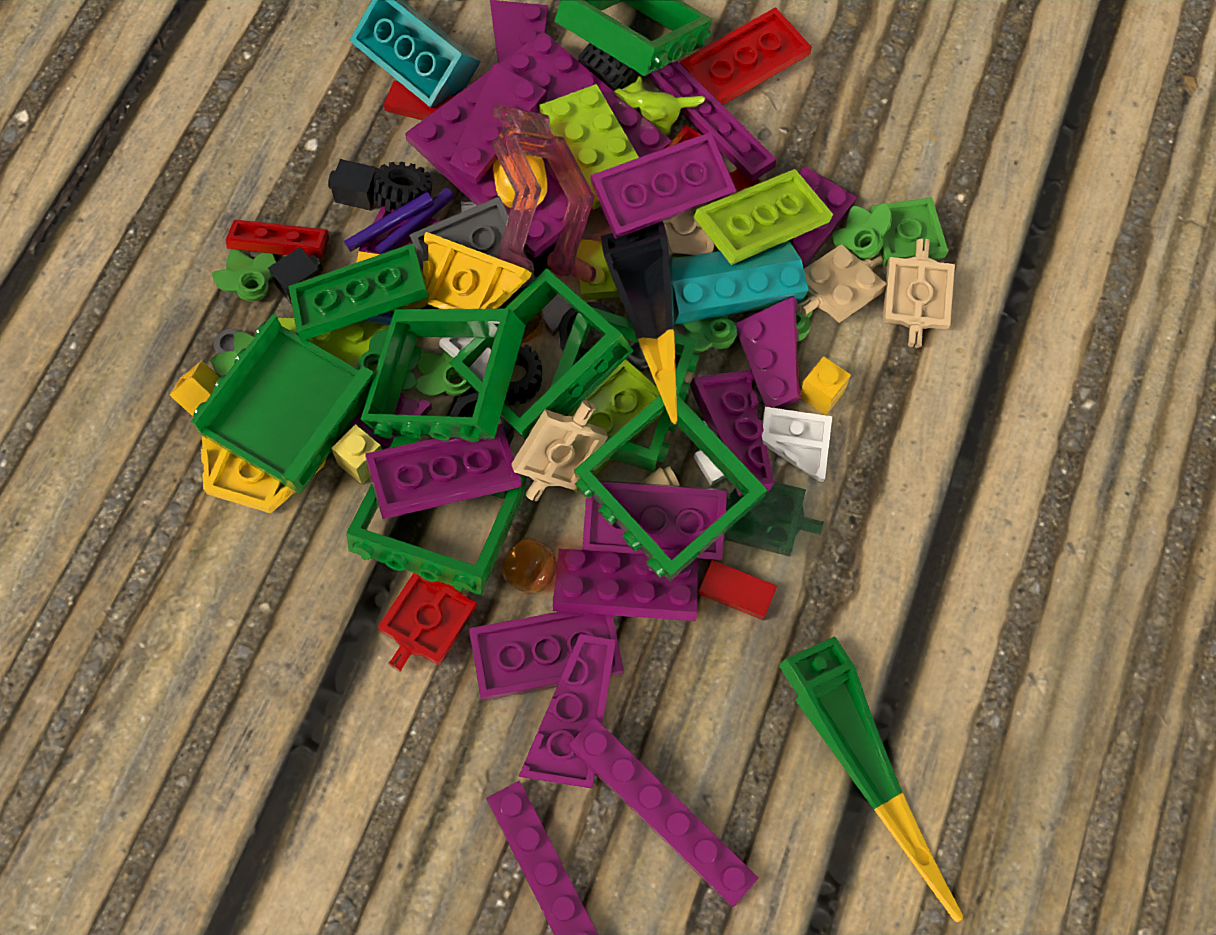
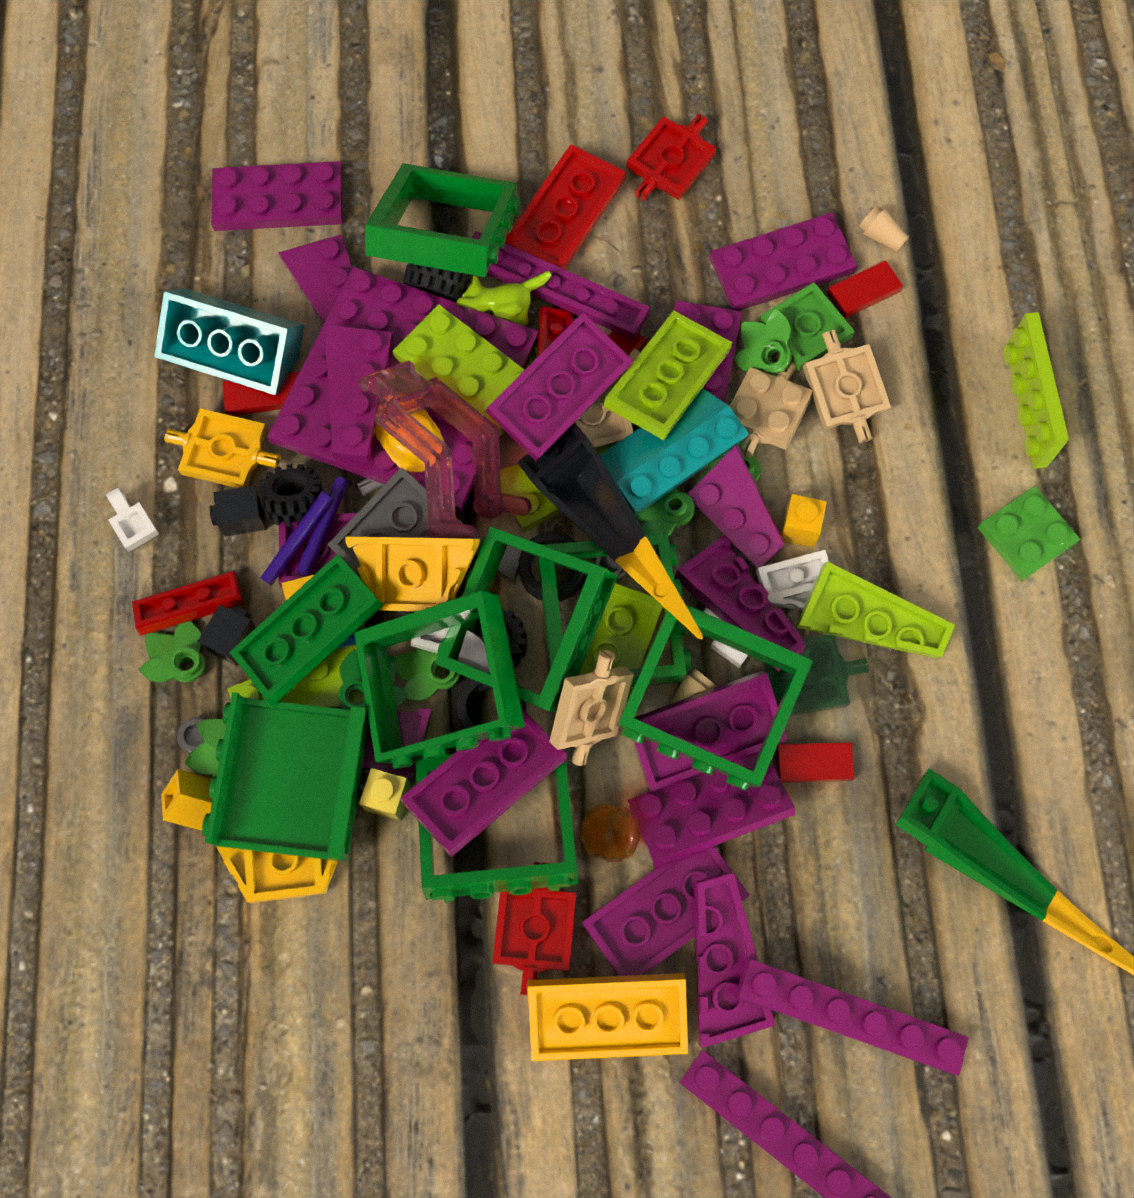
camera: 20 degrees left, 5 degrees up
(265, 158) = (131, 522): none -> white plate
(366, 131) = (222, 449): none -> yellow plate
(451, 714) = (608, 1017): none -> yellow plate
(843, 484) = (868, 614): none -> lime wing
(857, 51) = (671, 157): none -> red plate
(914, 172) = (782, 262): none -> magenta plate
(976, 222) = (865, 289): none -> red tile
(1016, 179) = (883, 229): none -> tan cone
(1024, 482) = (1028, 533): none -> bright green plate
(1086, 362) = (1036, 391): none -> lime plate

